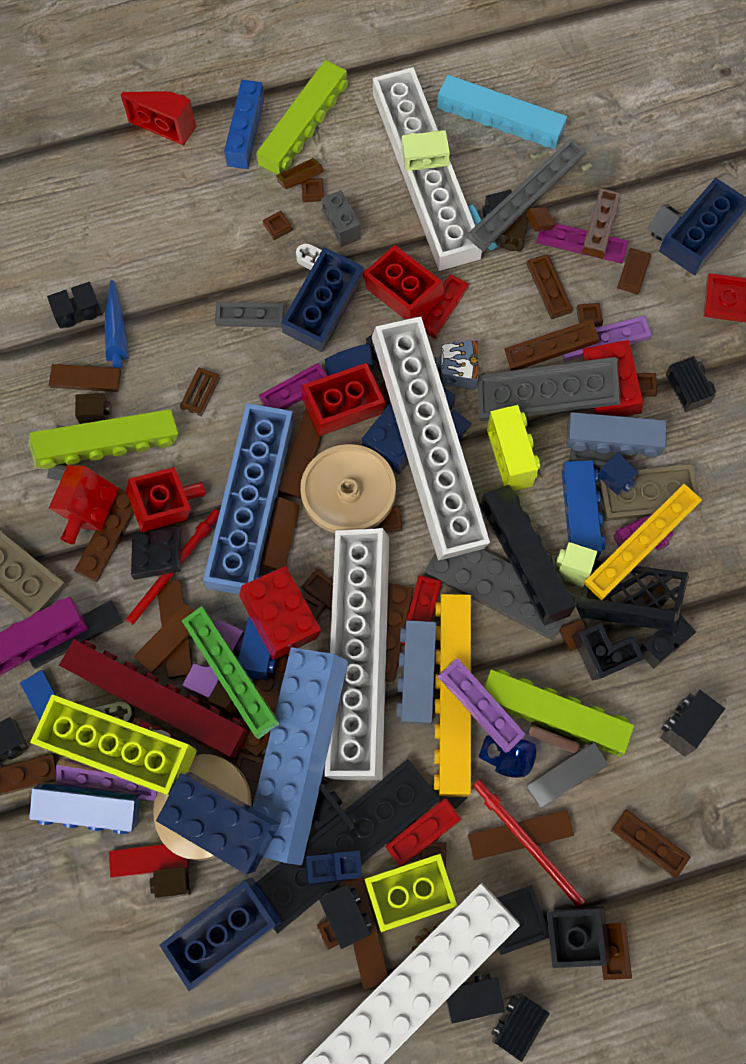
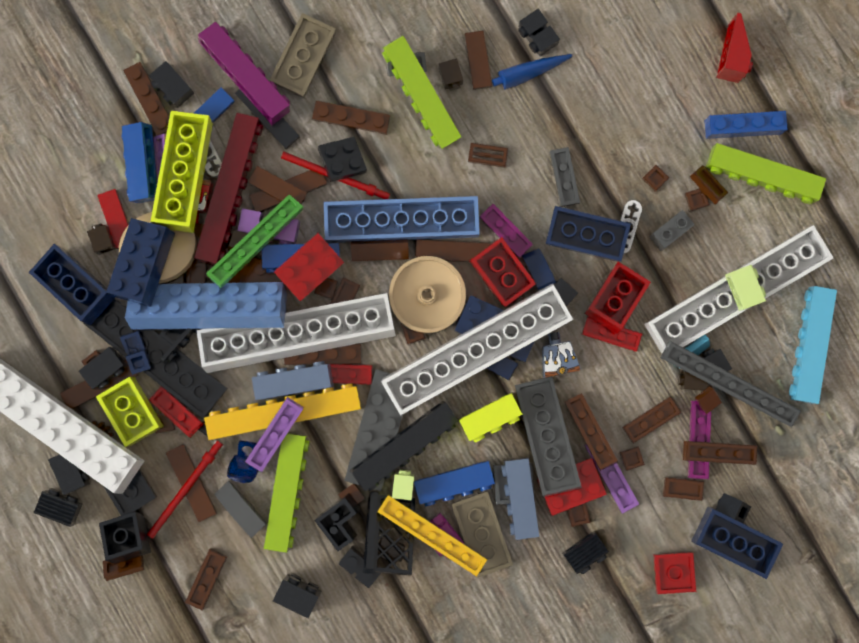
camera: 75 degrees right, 15 degrees up
(83, 500) = (367, 91): red brick -> none
(160, 498) = (385, 151): red brick -> none
(554, 737) = (265, 494): reddish brown tile -> none
(618, 474) = (486, 506): dark blue brick -> none

